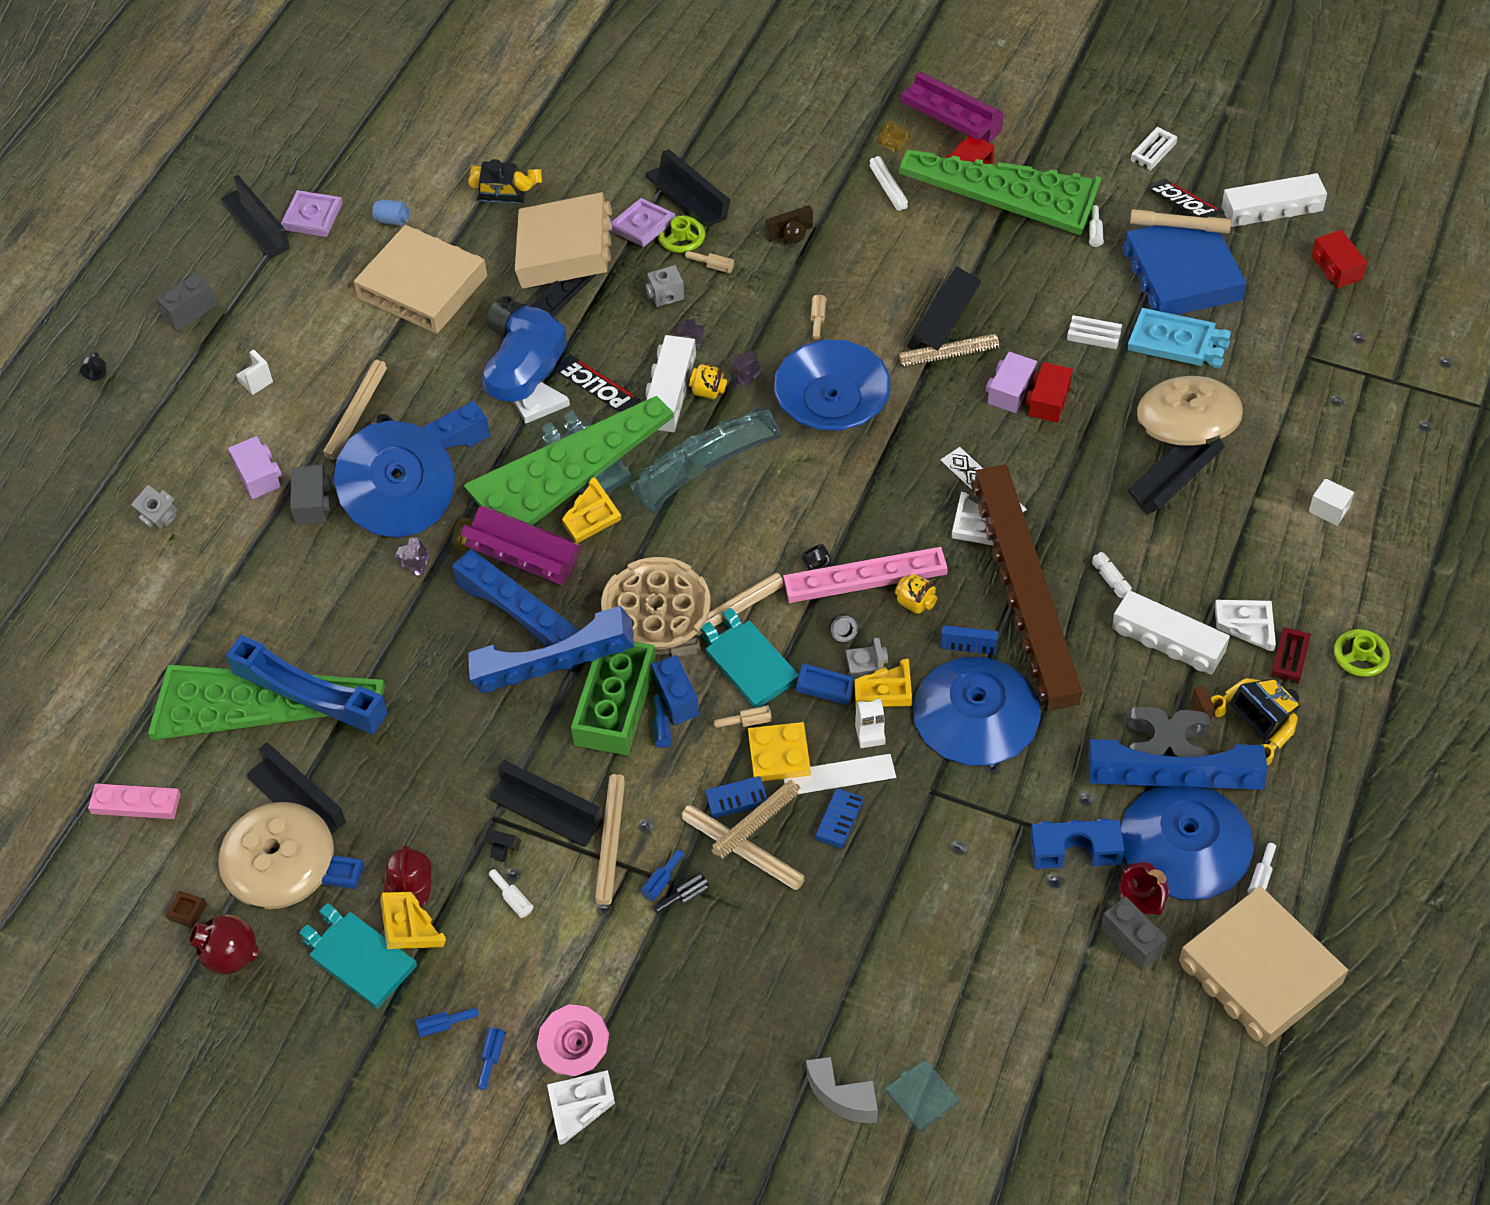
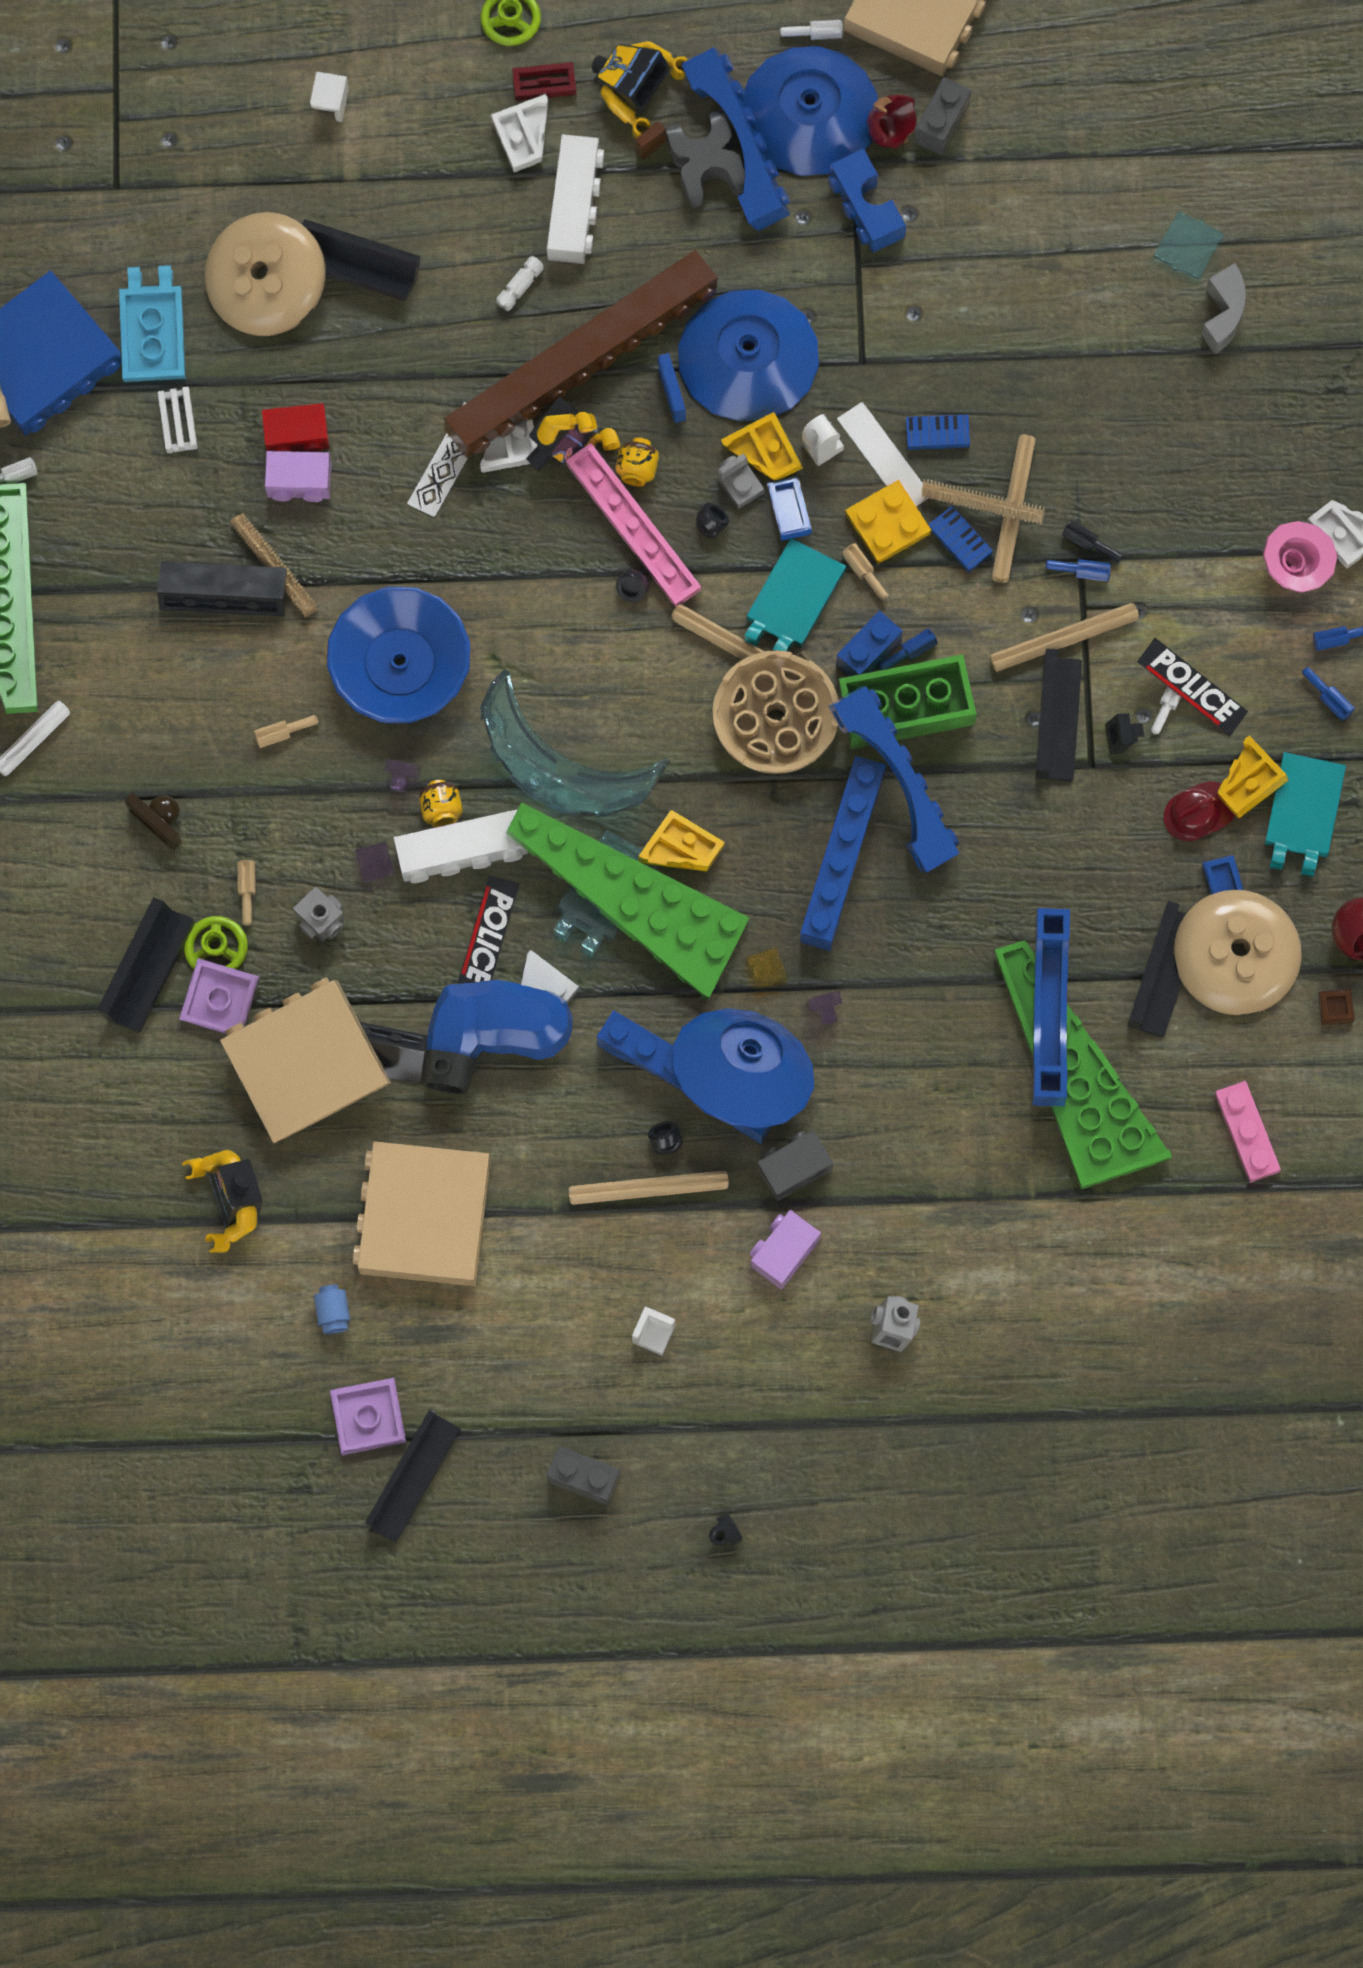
camera: 115 degrees left, 20 degrees up
(510, 912) = (1192, 686): none -> sticker
(522, 544) = (764, 888): magenta brick -> none
(962, 548) = (564, 433): none -> torso

